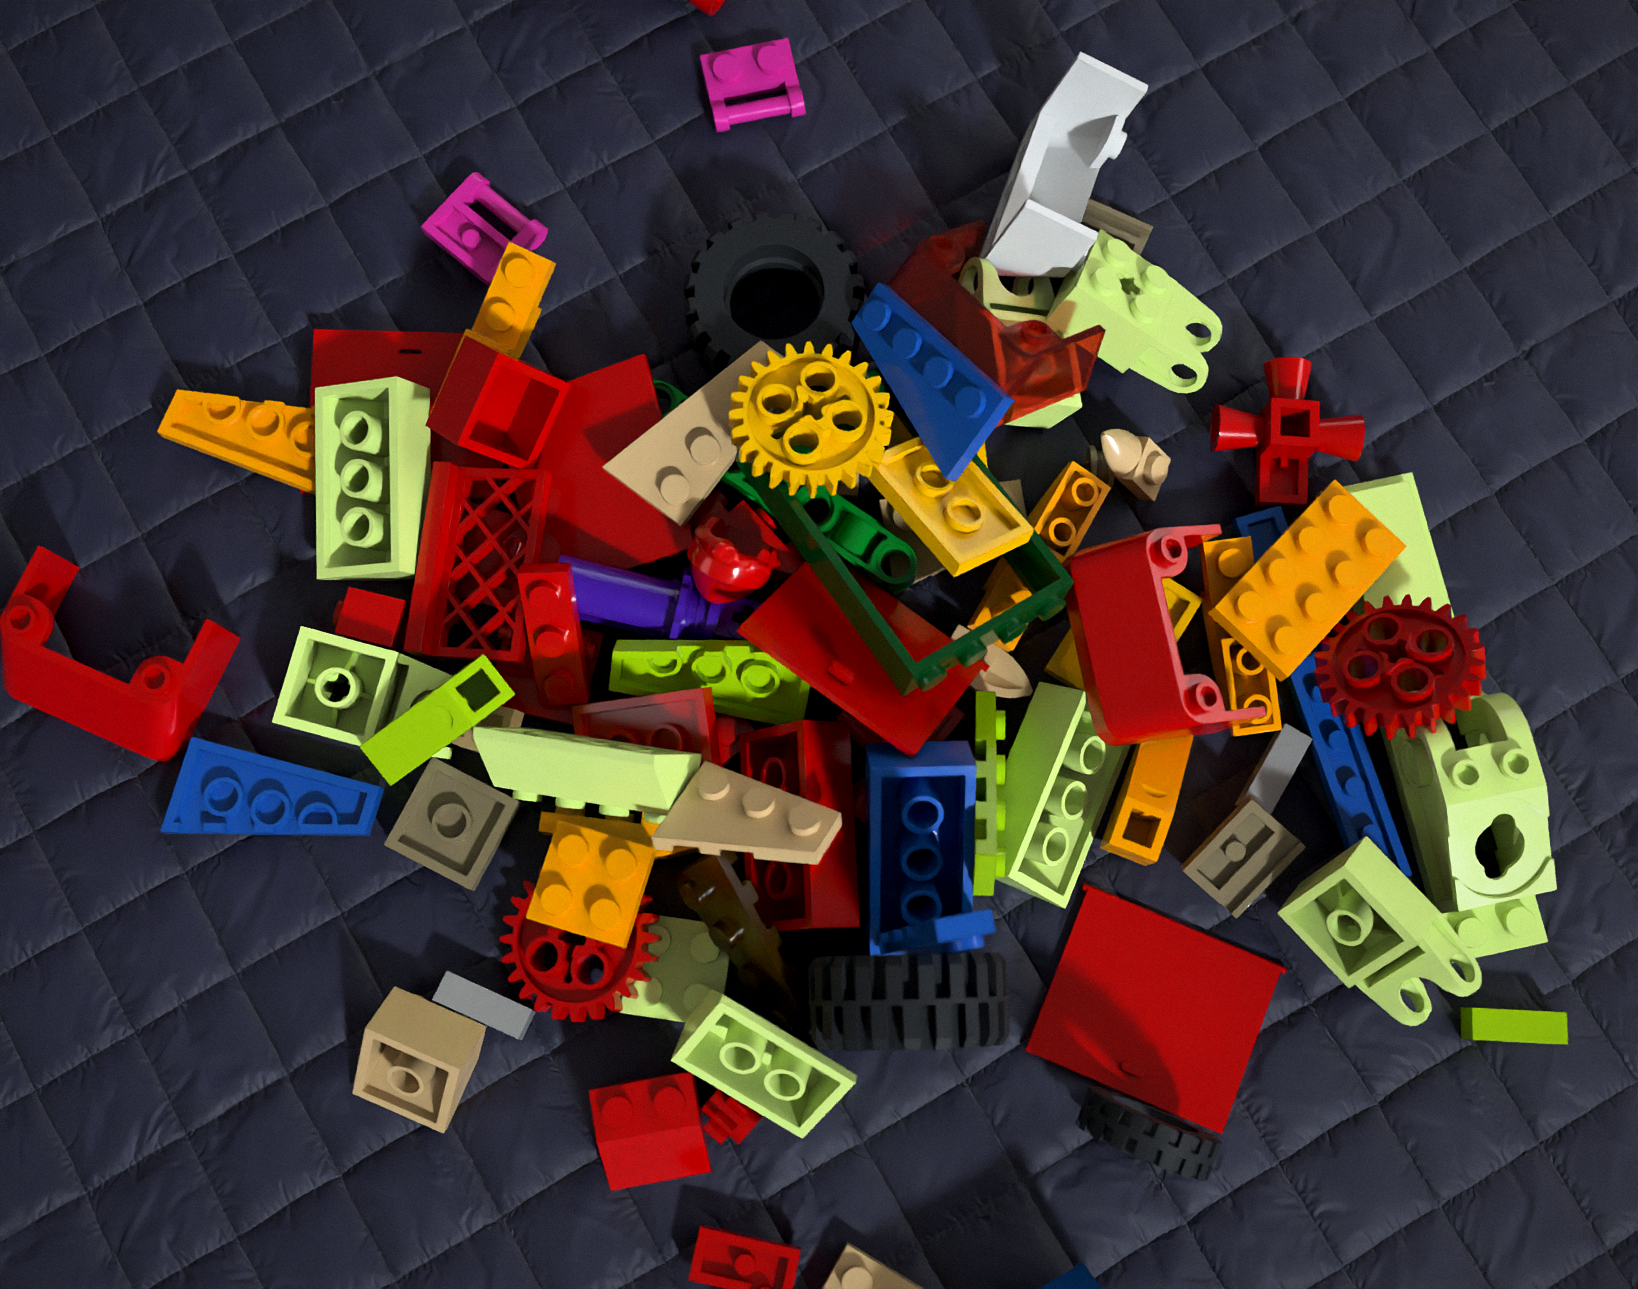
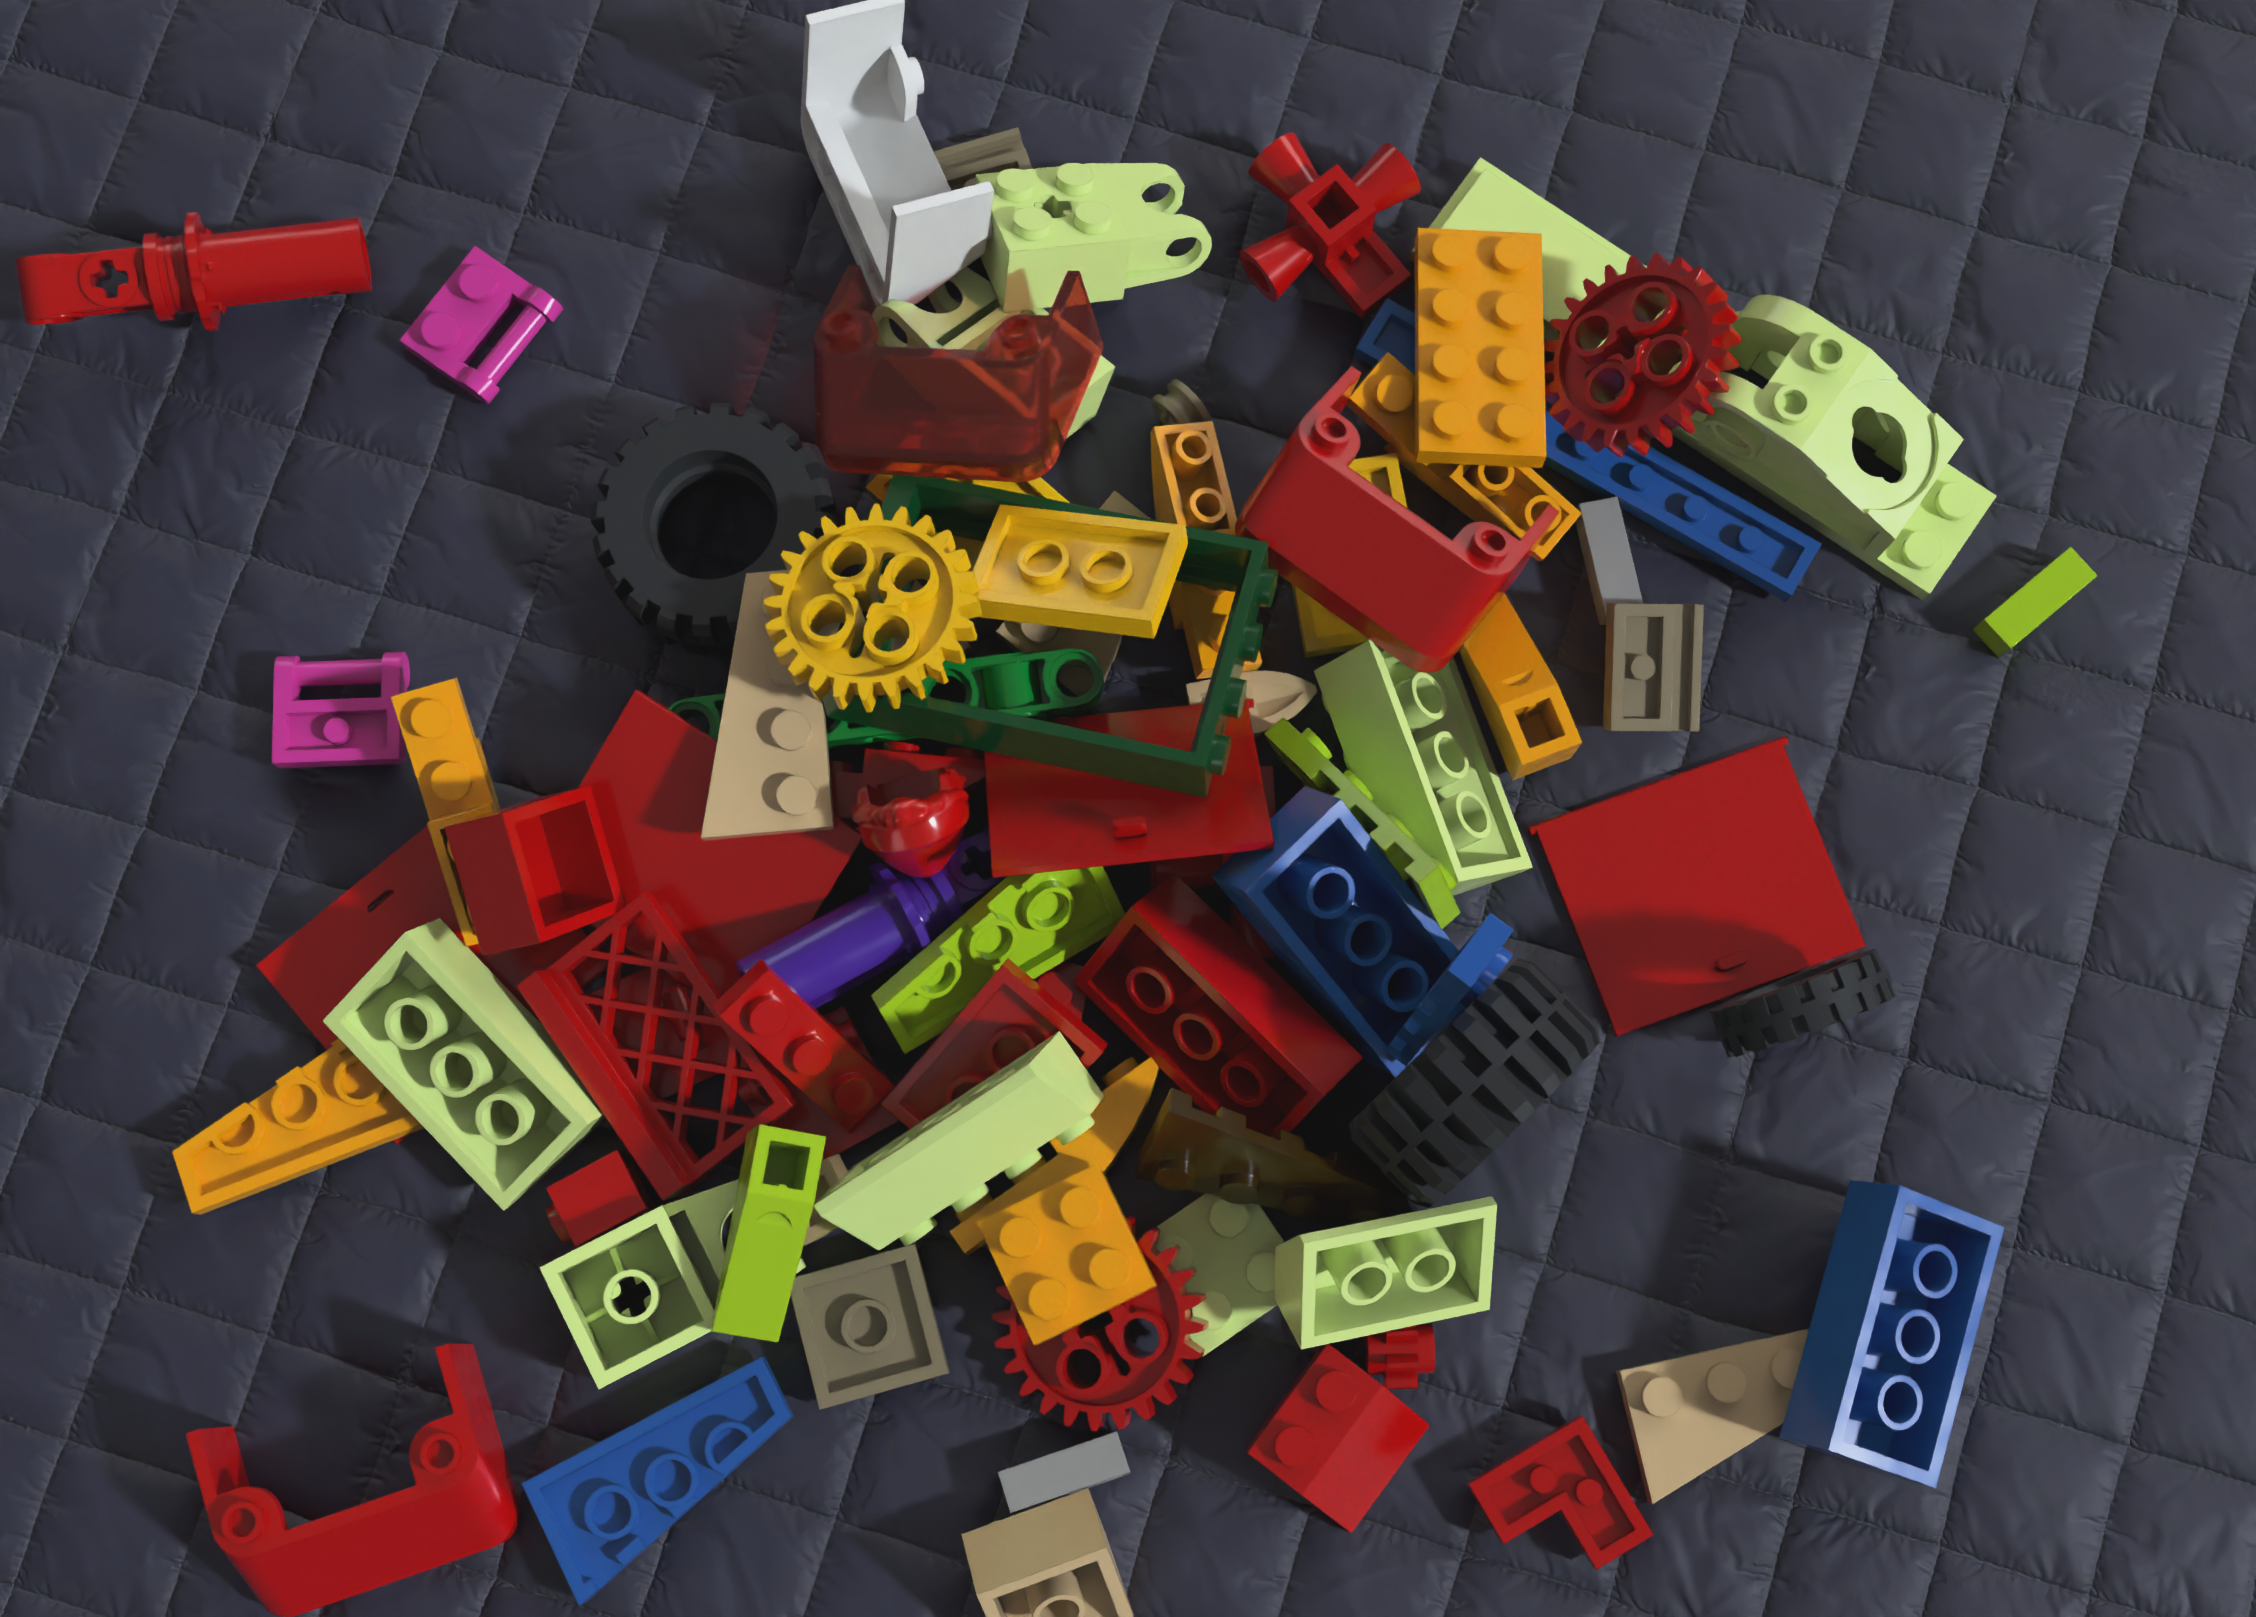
camera: 40 degrees left, 0 degrees up
(745, 815) = (1158, 1049): tan wing -> none
(935, 383) = (960, 466): blue wing -> none
(1135, 462) = (1213, 375): tan plate -> none
(1379, 932) = (1840, 624): yellowish green brick -> none

